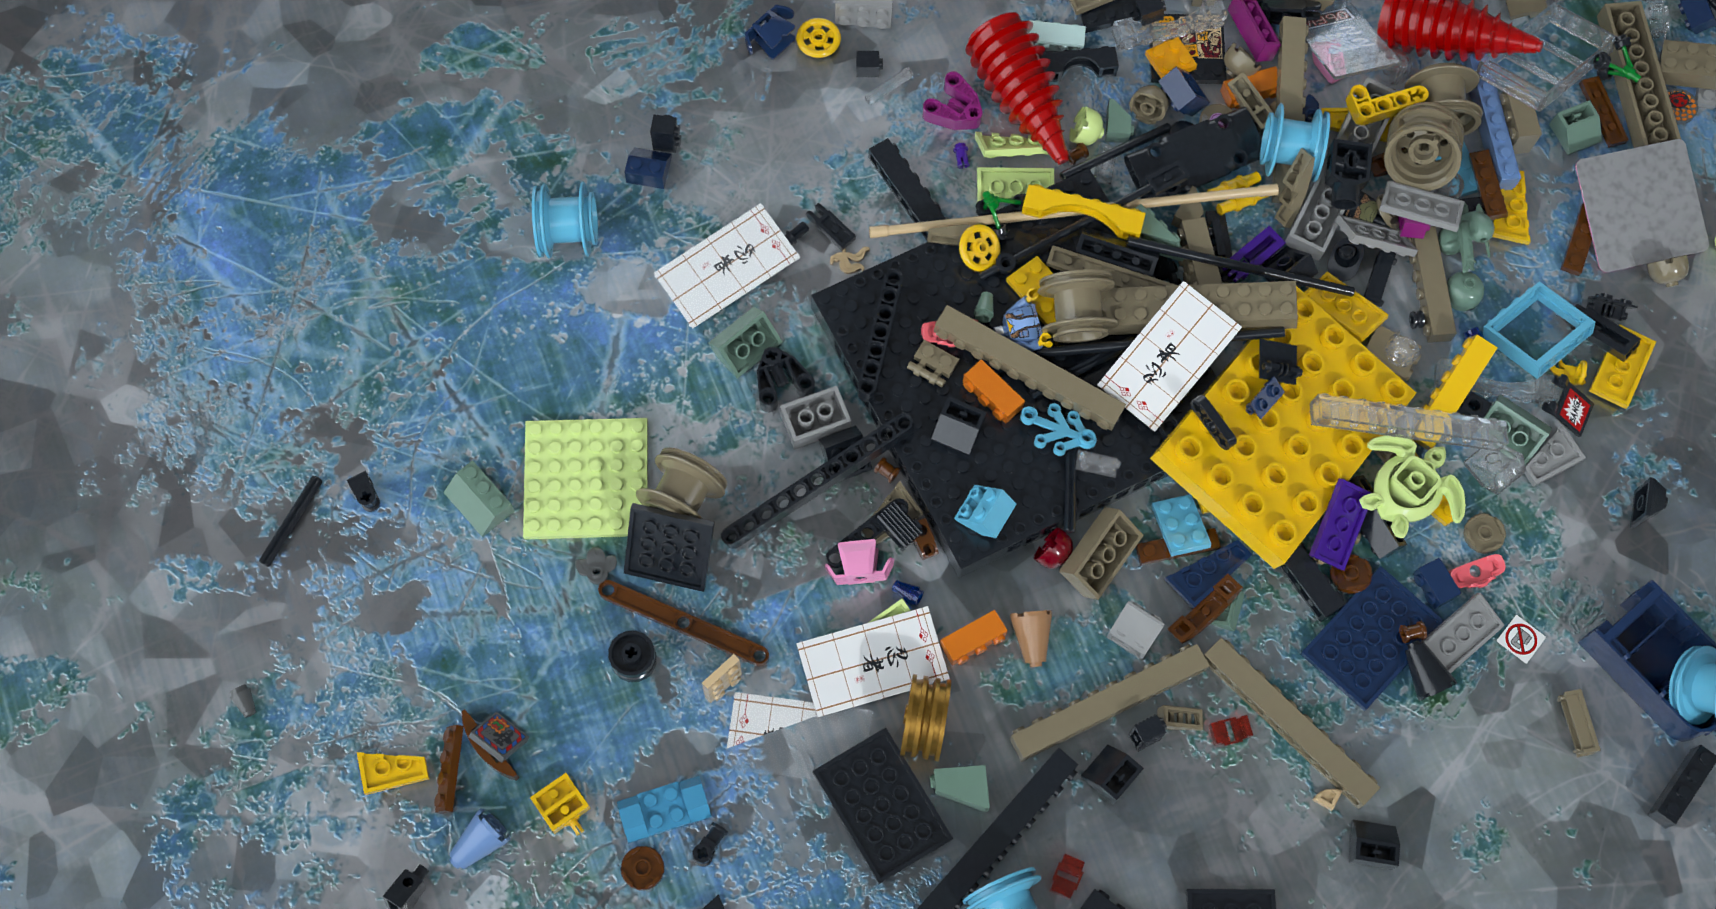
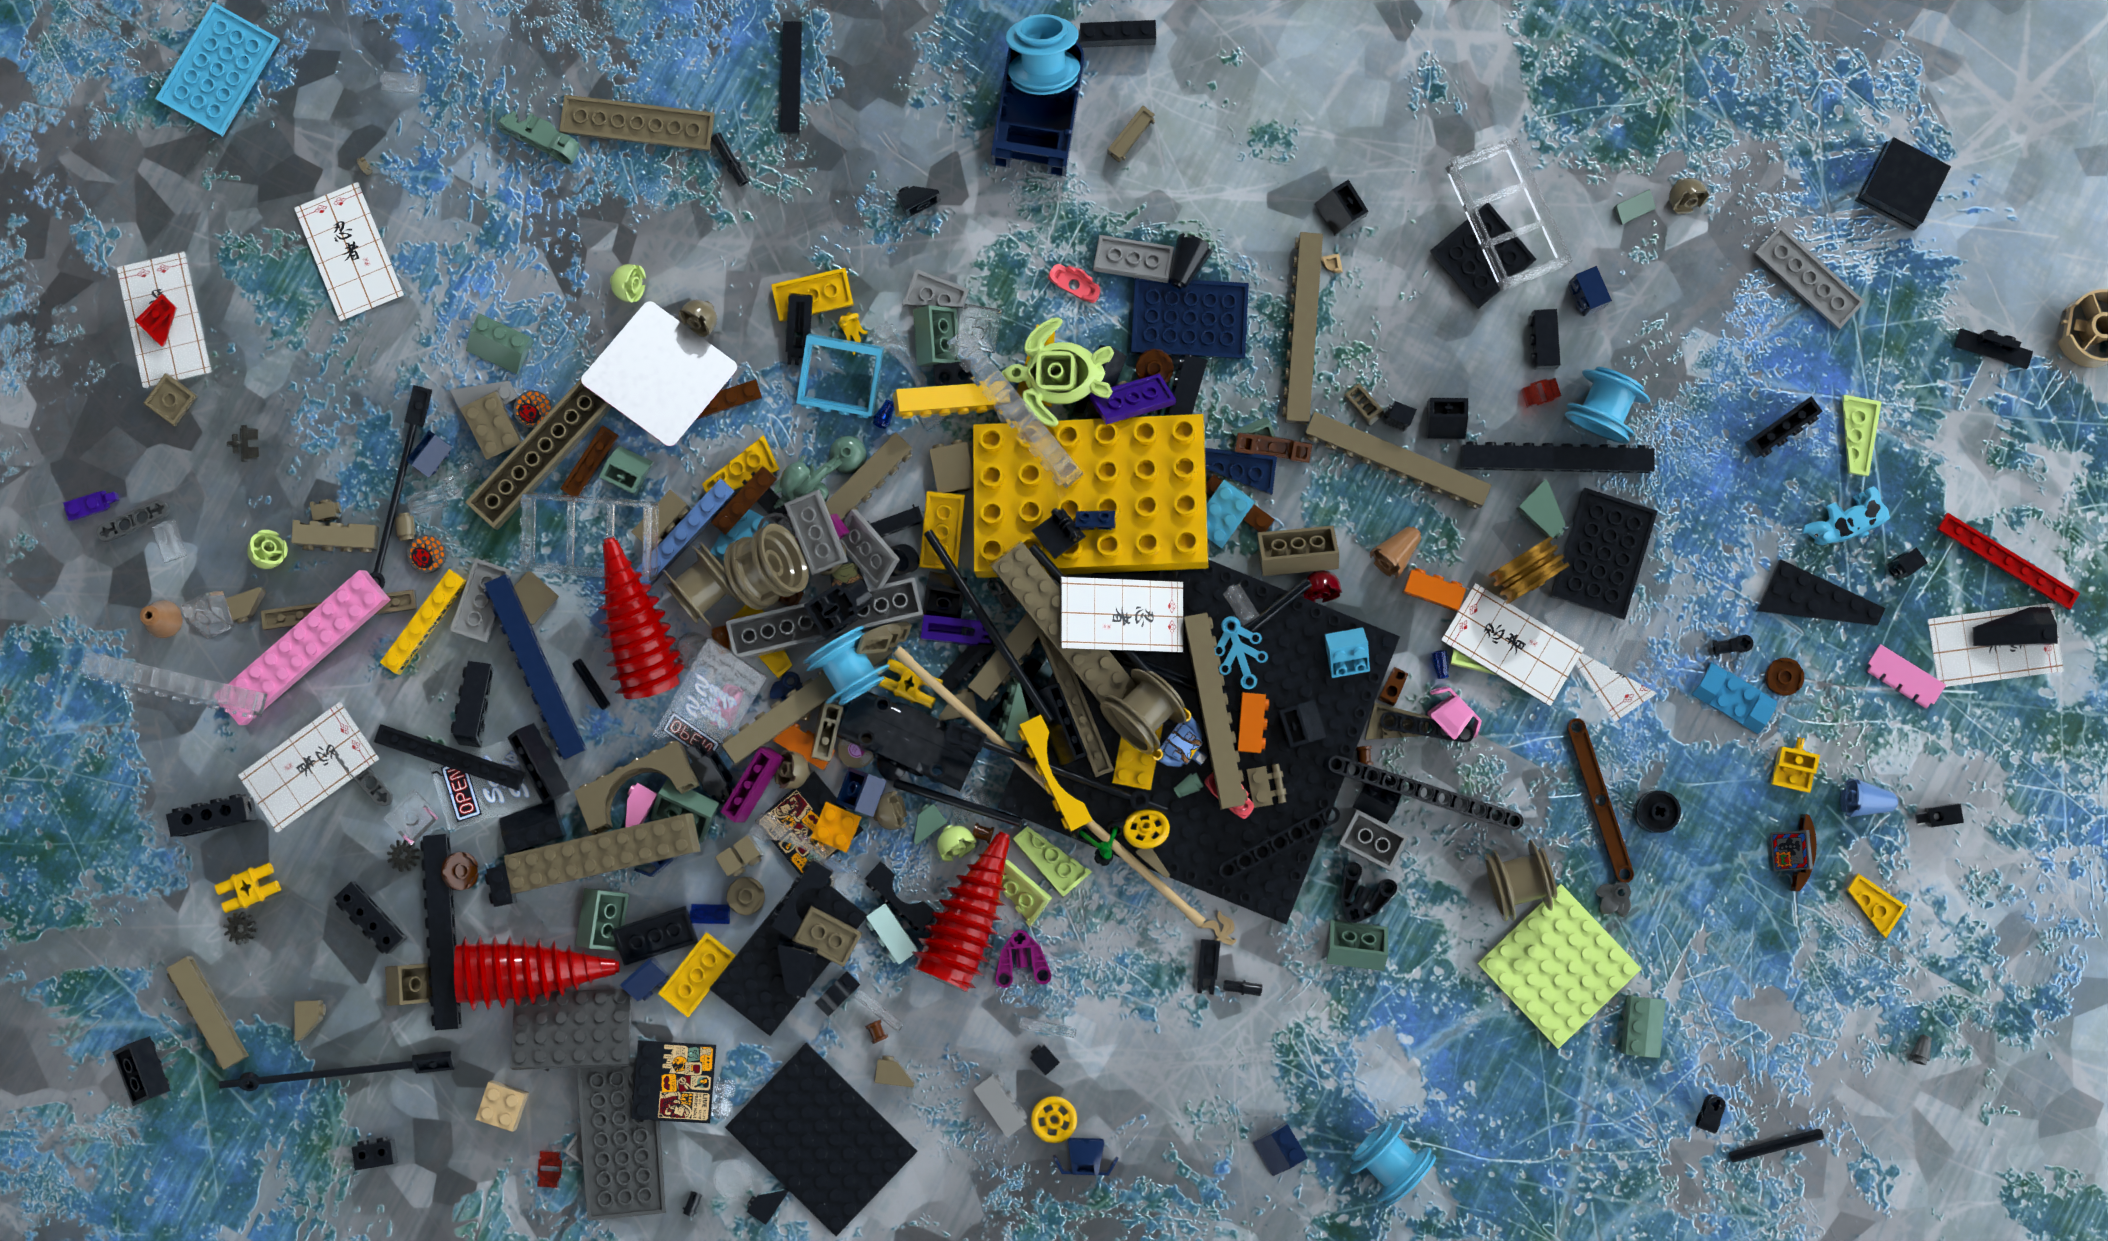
camera: 130 degrees left, 15 degrees up
(449, 769) = (1839, 865): reddish brown plate -> none
(665, 133) = (1246, 1158): black brick -> none
(668, 547) = (1567, 852): black plate -> none
(726, 265) = (1309, 1014): clear piece -> none
(726, 675) = (1617, 730): tan plate -> none
(899, 525) = (1406, 706): black brick -> none
(904, 183) = (1127, 932): black brick -> none
(961, 155) = (1060, 919): dark purple pin -> none
(1135, 629) = (1335, 481): light grey slope -> none
(1213, 422) = (1155, 538): black beam -> none
(1241, 729) = (1336, 357): clear red piece -> none
(1389, 102) = (746, 623): yellow beam -> none
(1399, 352) = (955, 461): clear helmet -> none
(1413, 632) = (1166, 291): reddish brown bush -> none
(1416, 319) = (904, 470): black bush -> none
(1436, 583) = (1109, 303): dark blue brick -> none
(1484, 533) = (1037, 299): dark tan tile -> none
(1521, 639) = (1097, 217): sticker -> none
(1572, 408) = (882, 306): flag -> none
(1605, 68) = (555, 484): plant -> none
(1616, 307) = (765, 332): black hinge -> none

